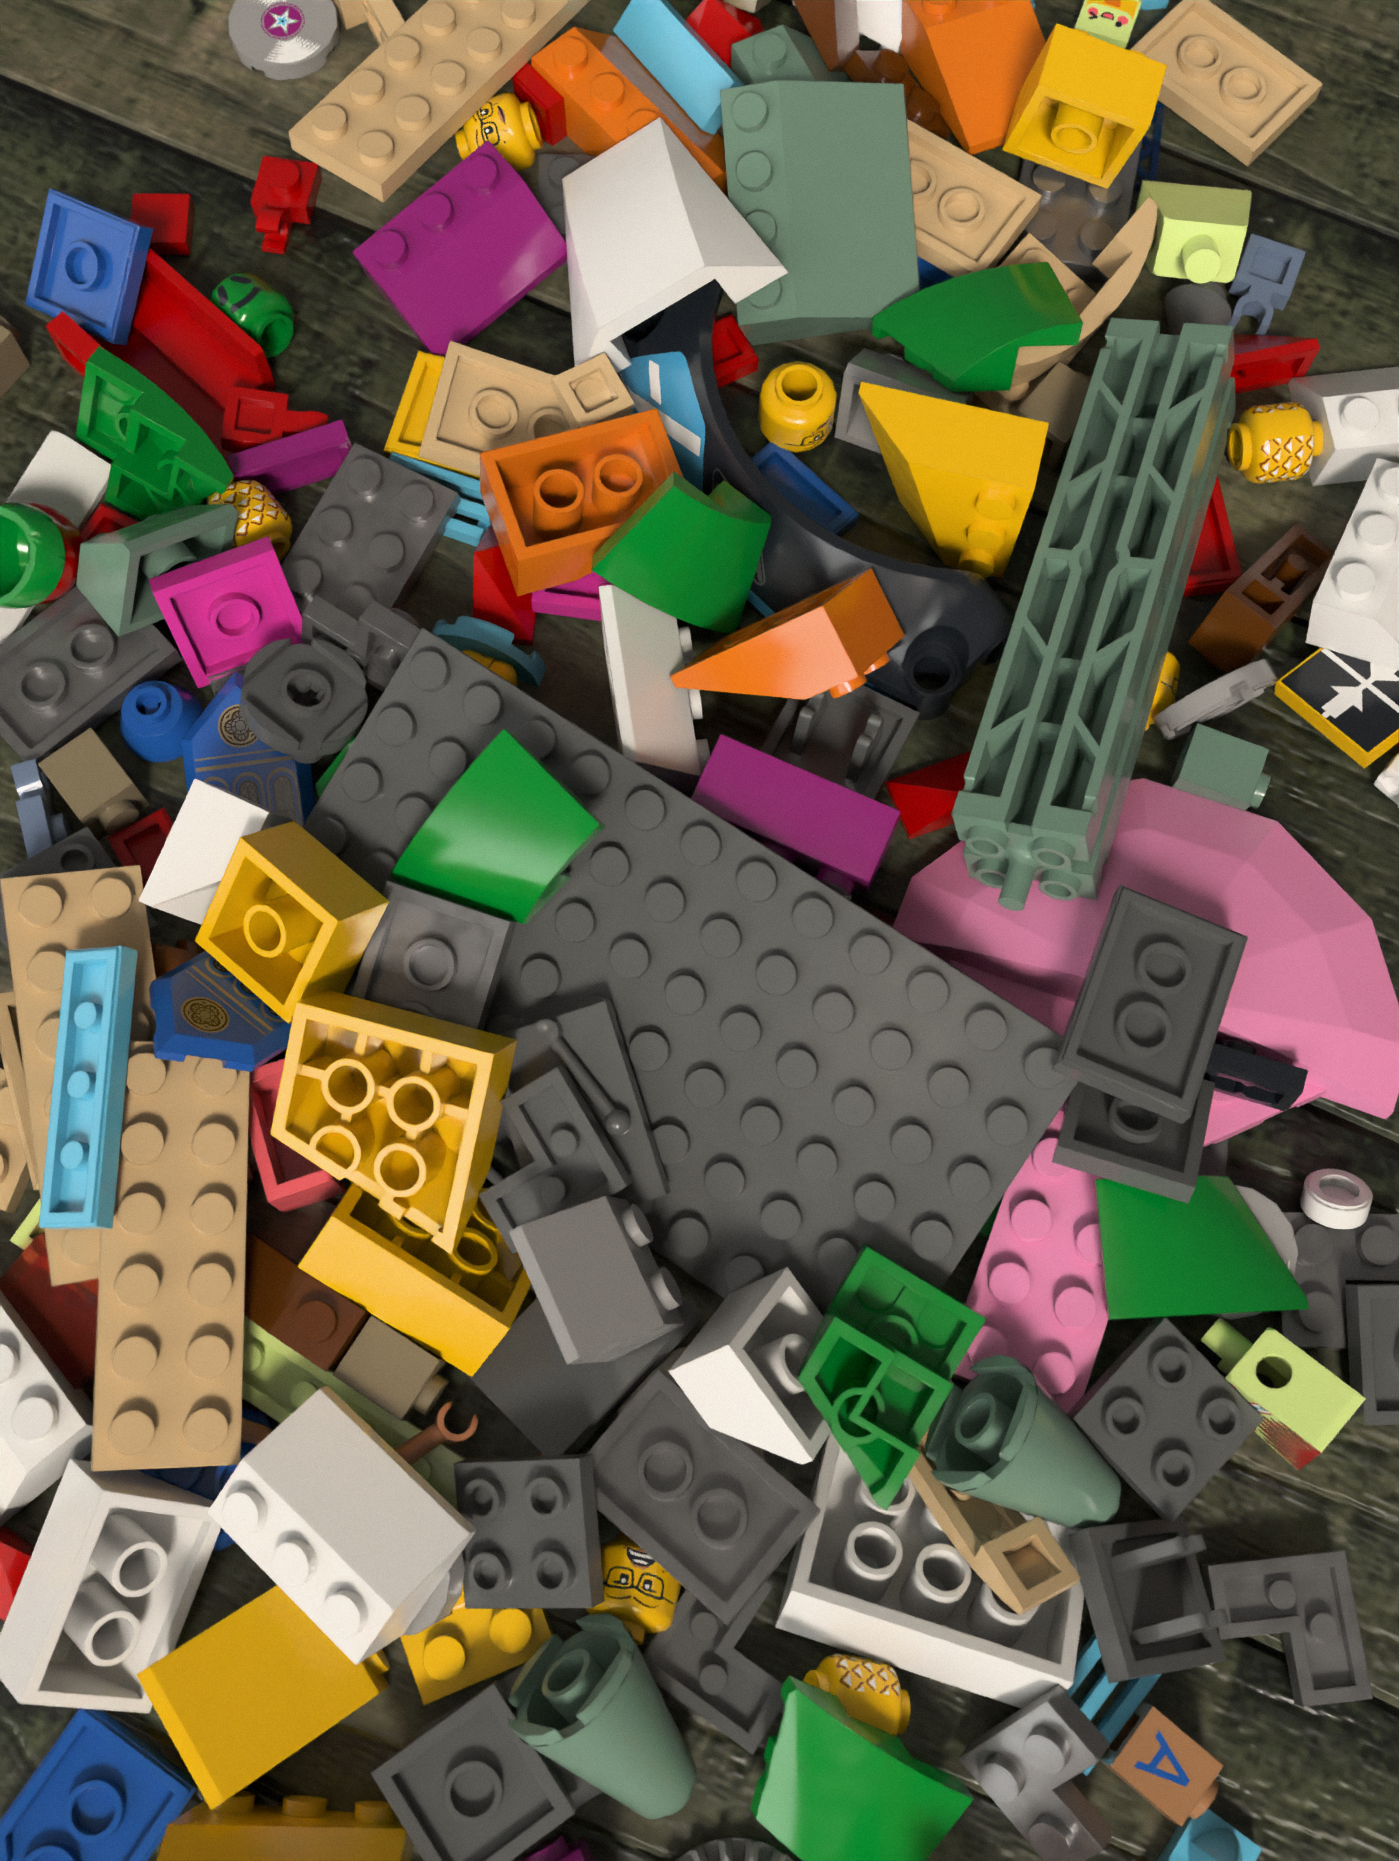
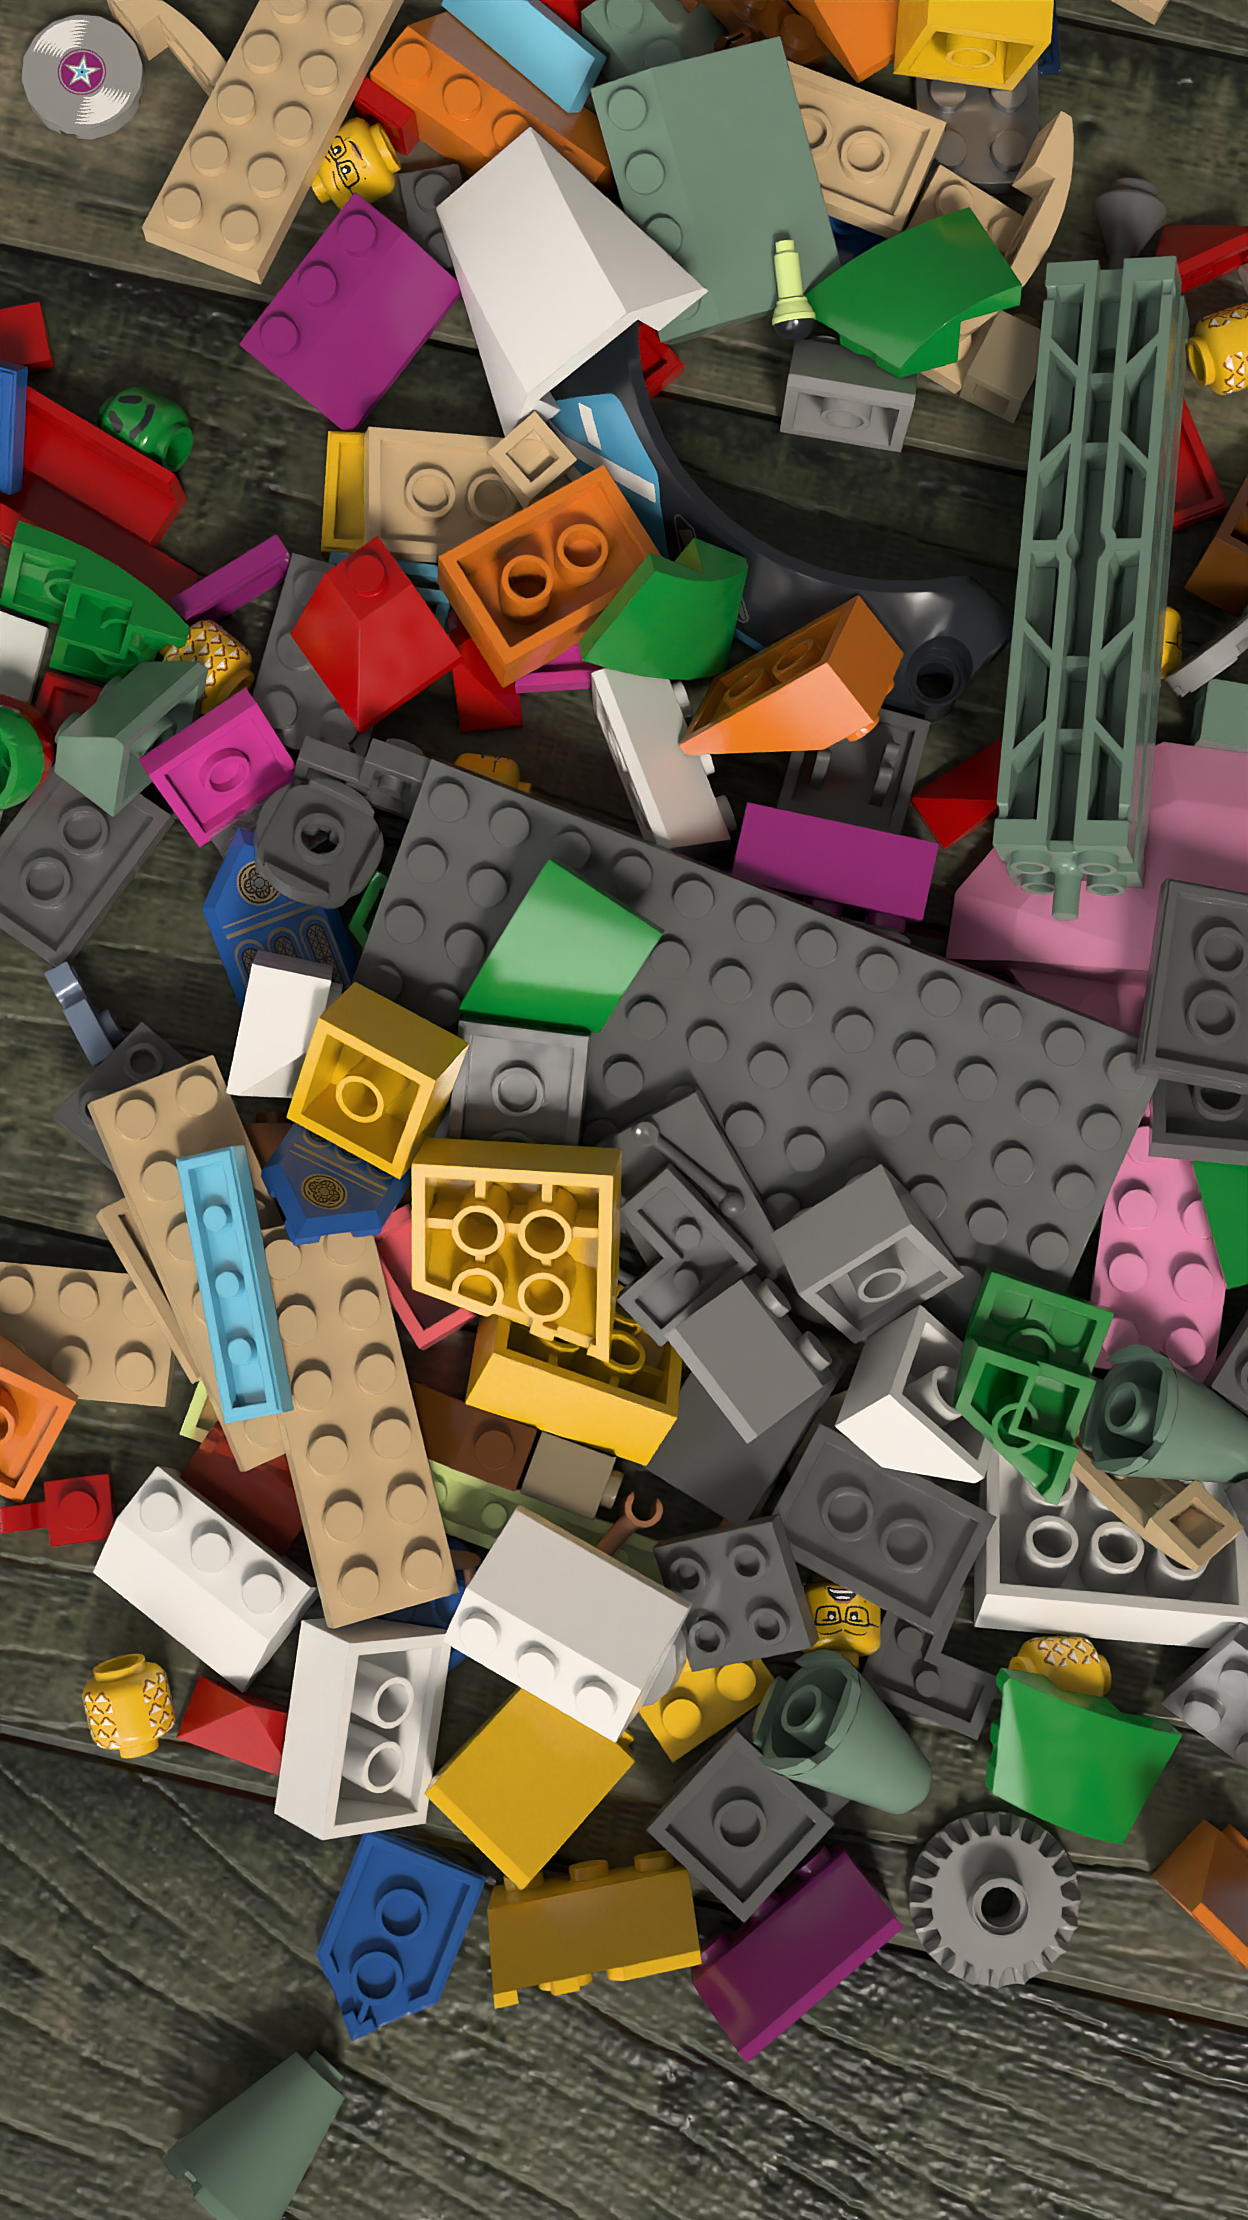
camera: 10 degrees left, 10 degrees up
(94, 785) = (130, 973): dark tan brick -> none
(142, 842) = (200, 1024): red tile -> none
(156, 719) = (180, 904): blue cone -> none
(261, 417) = (189, 550): red plate -> none
(283, 195) = (137, 281): red plate -> none
(404, 518) = (372, 636): none -> red slope
(492, 641) = (480, 739): medium azure tile -> none
(741, 1203) = (865, 1254): none -> light grey slope
(797, 406) = (738, 415): yellow head -> none
(805, 489) = (760, 506): blue tile -> none
(865, 324) = (793, 314): none -> yellowish green piece
(958, 472) = (927, 470): yellow wedge -> none
(1196, 230) = (1116, 123): yellowish green torso -> none
(1264, 280) = (1194, 159): sand blue plate -> none

